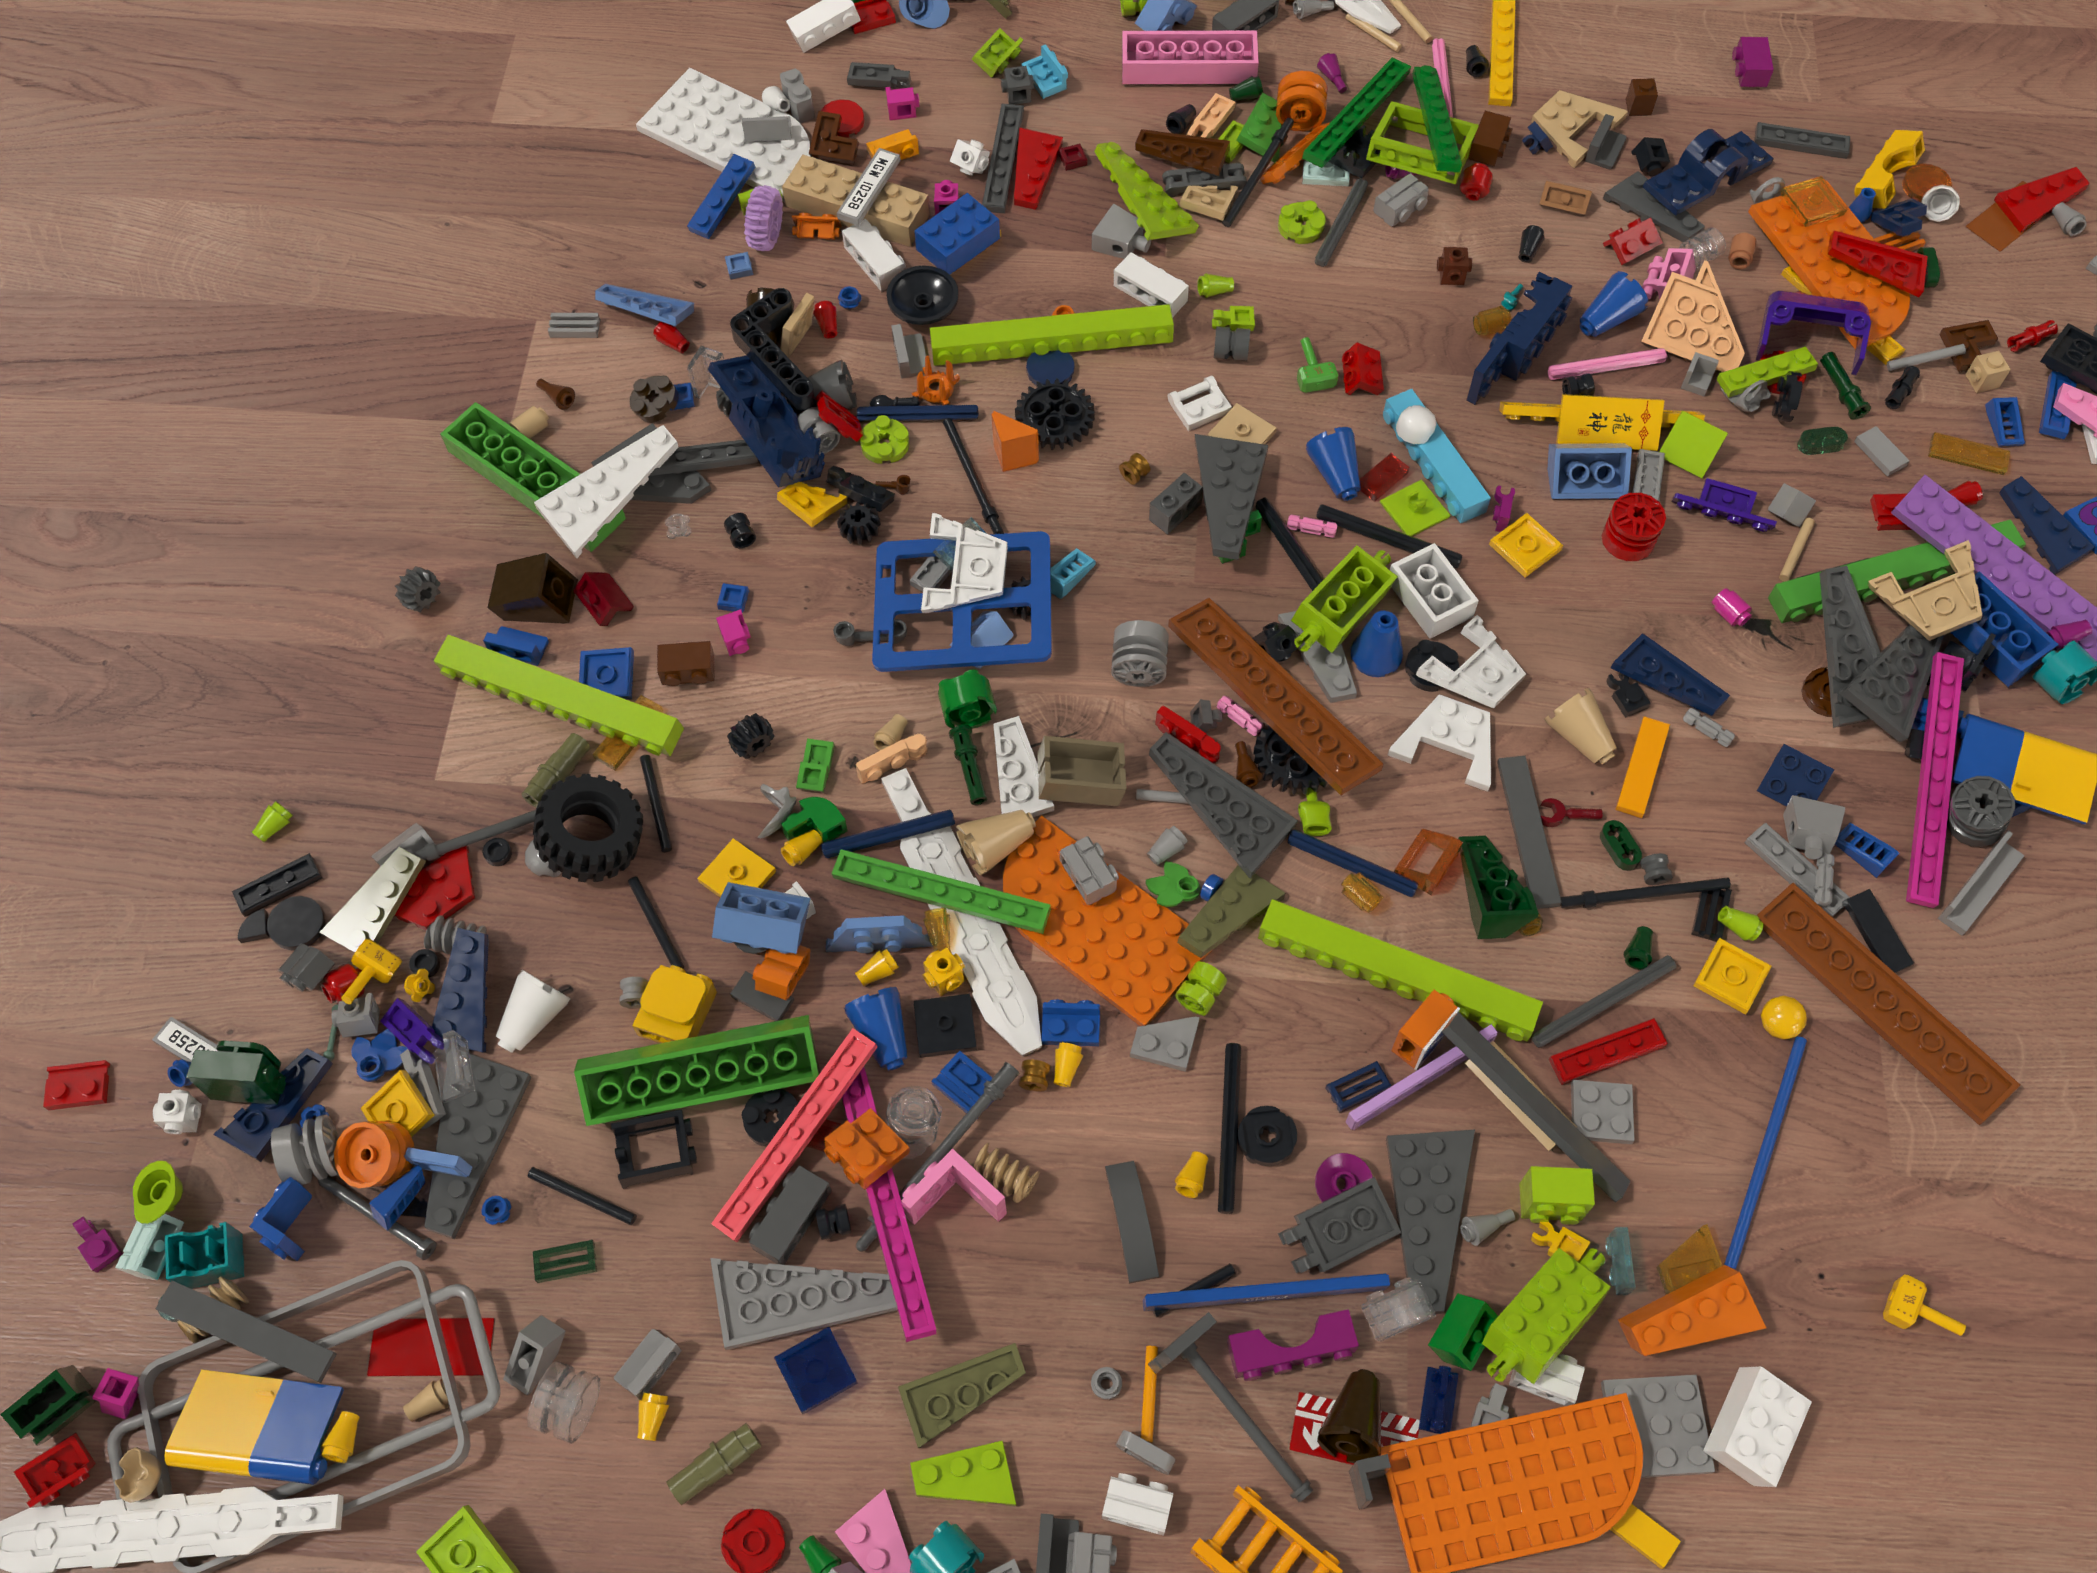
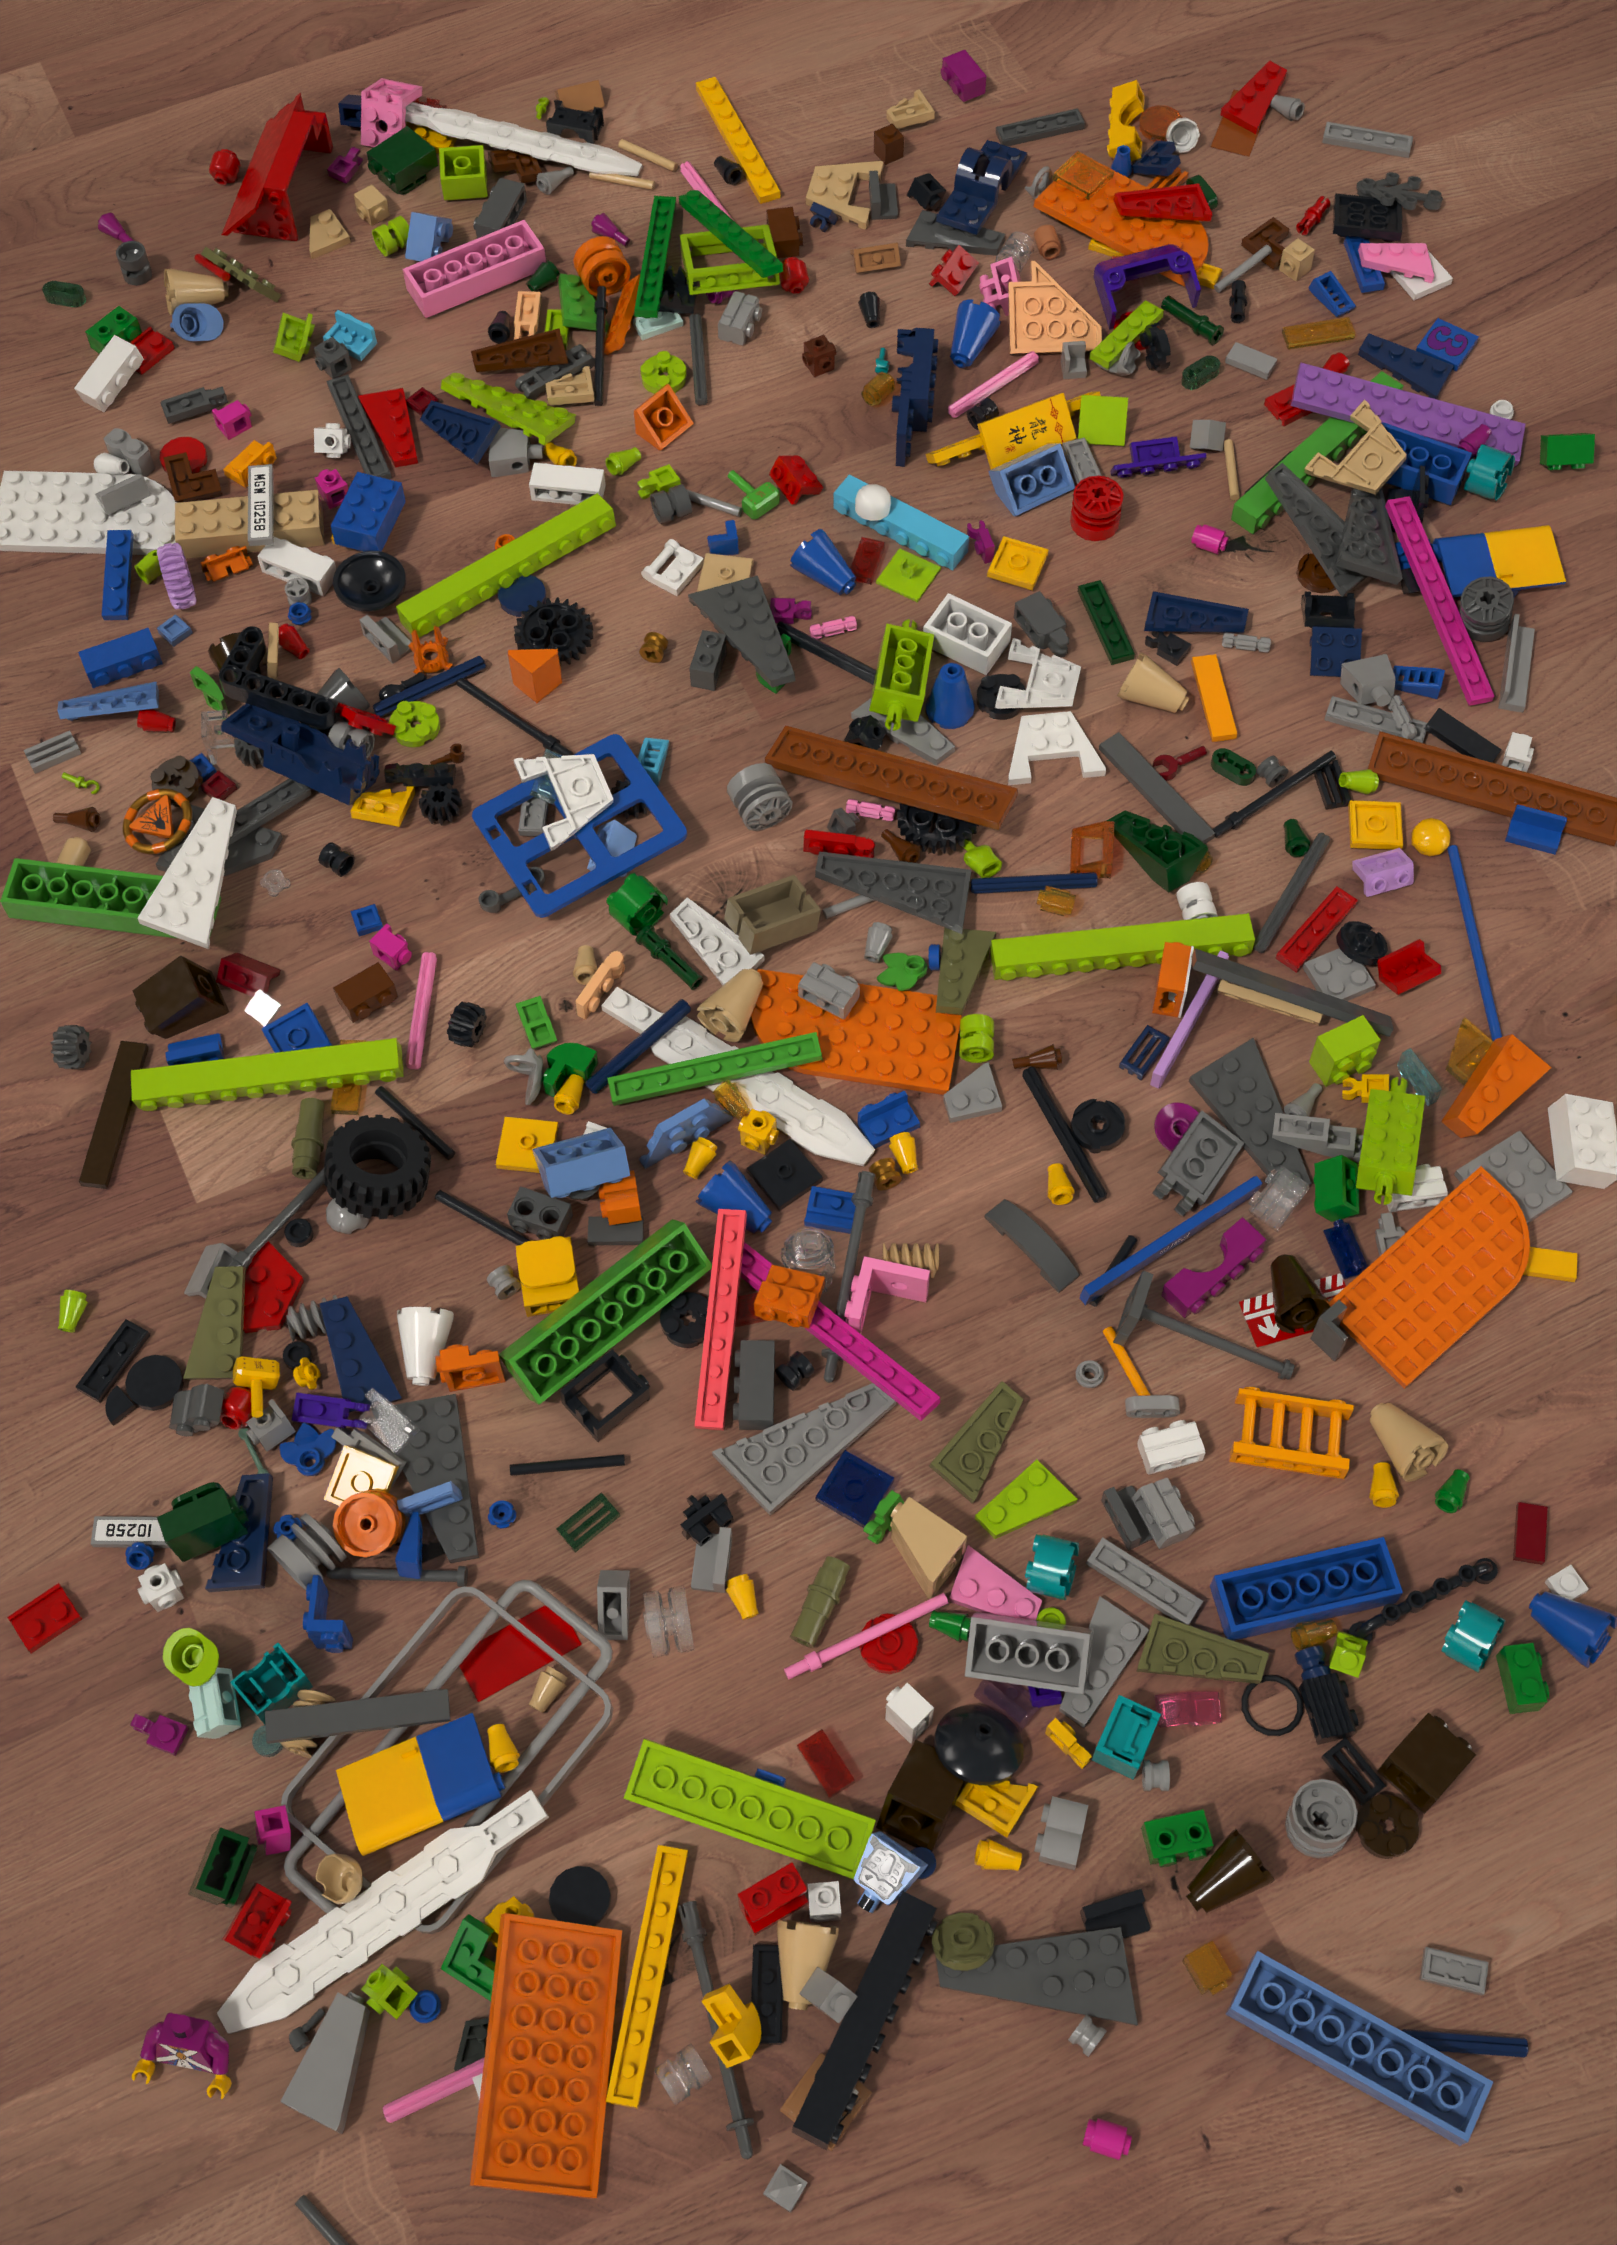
camera: 30 degrees left, 0 degrees up
(414, 668) = (112, 1116): none -> dark brown tile
(544, 1055) = (469, 1371): none -> orange plate
(578, 361) = (79, 782): none -> lime hand
(595, 633) = (263, 1007): none -> clear plate
(613, 424) = (157, 821): none -> piece
(672, 1519) = (815, 1660): none -> bright pink bar
(677, 269) = (120, 658): none -> blue brick
(678, 1317) = (701, 1514): none -> black hips
(686, 419) = (218, 786): none -> dark red tile
(703, 947) = (543, 1209): none -> dark grey brick
(725, 703) = (421, 1011): none -> bright pink axle
(728, 313) = (211, 691): none -> bright green slope
(828, 1414) = (877, 1527): none -> bright green plate
(839, 1469) = (927, 1544): none -> tan slope
(859, 278) = (296, 587): none -> light grey wheel
(1086, 195) = (461, 429): none -> dark blue wing
(1161, 256) = (560, 455): none -> yellow cone
(1255, 1041) = (1045, 1058): none -> reddish brown cone
(1260, 402) = (726, 543): none -> blue panel
(1272, 261) = (661, 418): none -> orange slope
(1272, 358) = (714, 503): none -> light grey bar
(1280, 489) = (786, 610): none -> magenta plate
(1381, 533) = (892, 607): black axle -> none
(1477, 1265) = (1317, 1136): none -> light grey slope
(1498, 963) = (1196, 901): none -> white wheel
(1513, 614) = (1042, 623): none -> dark grey hinge
(1579, 642) = (1106, 622): none -> dark green tile
(1644, 1090) = (1361, 943): none -> black tile
(1677, 1140) = (1407, 967): none -> red bracket
(1681, 76) = (910, 112): none -> tan wing
(1713, 1028) = (1384, 871): none -> lavender bracket
(1825, 736) = (1339, 607): none -> black piece
(1901, 1065) = (1535, 829): none -> blue panel
(1929, 976) = (1518, 752): none -> white brick

